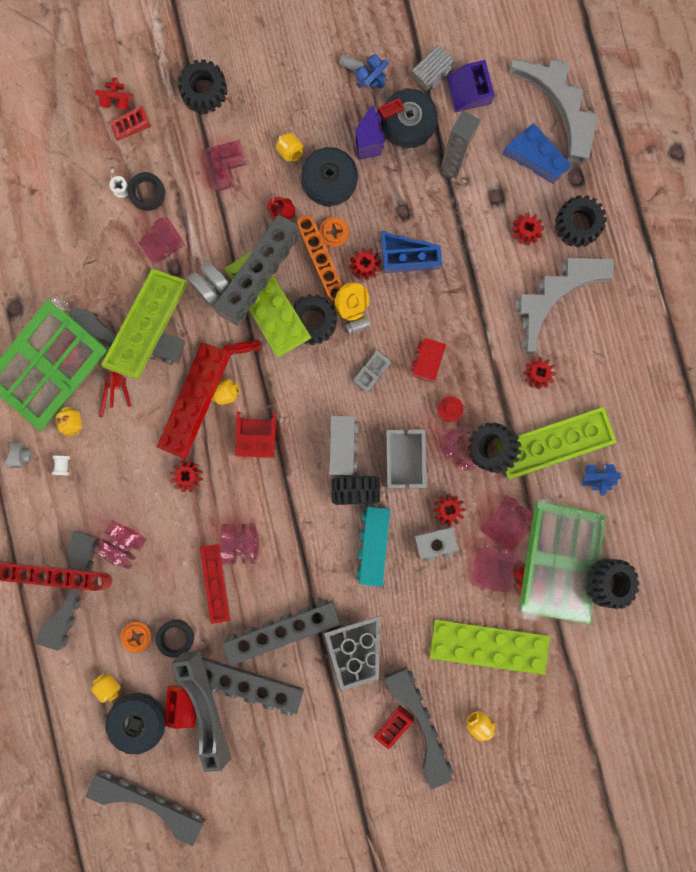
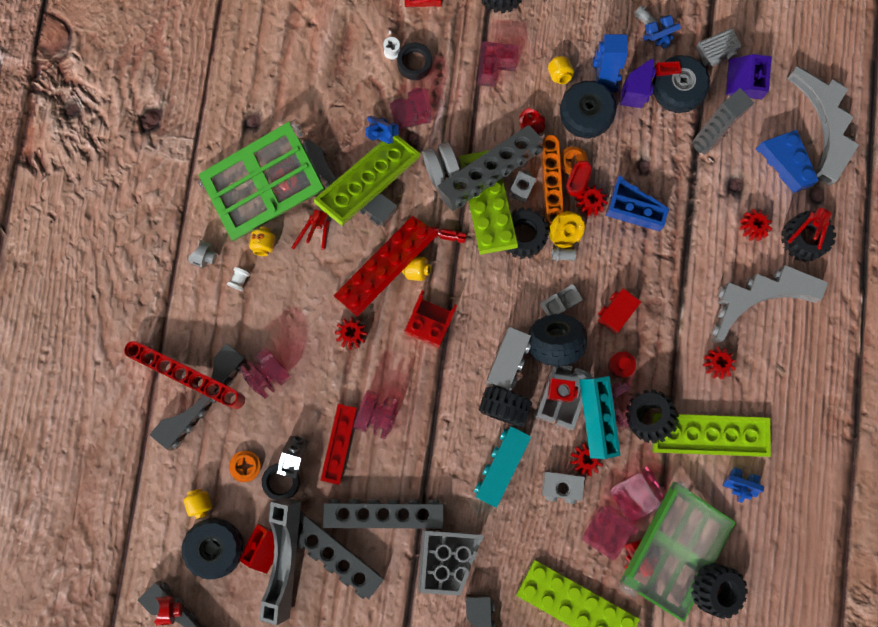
camera: 20 degrees right, 5 degrees down
(116, 796) = (167, 610): none -> red piece
(140, 271) = (381, 129): none -> blue hips
(175, 611) = (292, 456): none -> dark grey bracket
(295, 283) = (522, 194): none -> light grey brick
(332, 120) = (609, 60): none -> blue wedge
(345, 247) = (579, 178): none -> red tile
(381, 410) = (558, 340): none -> black wheel
(393, 456) = (553, 393): none -> red brick
(446, 468) = (600, 417): none -> teal brick
(585, 203) = (820, 220): none -> red plant

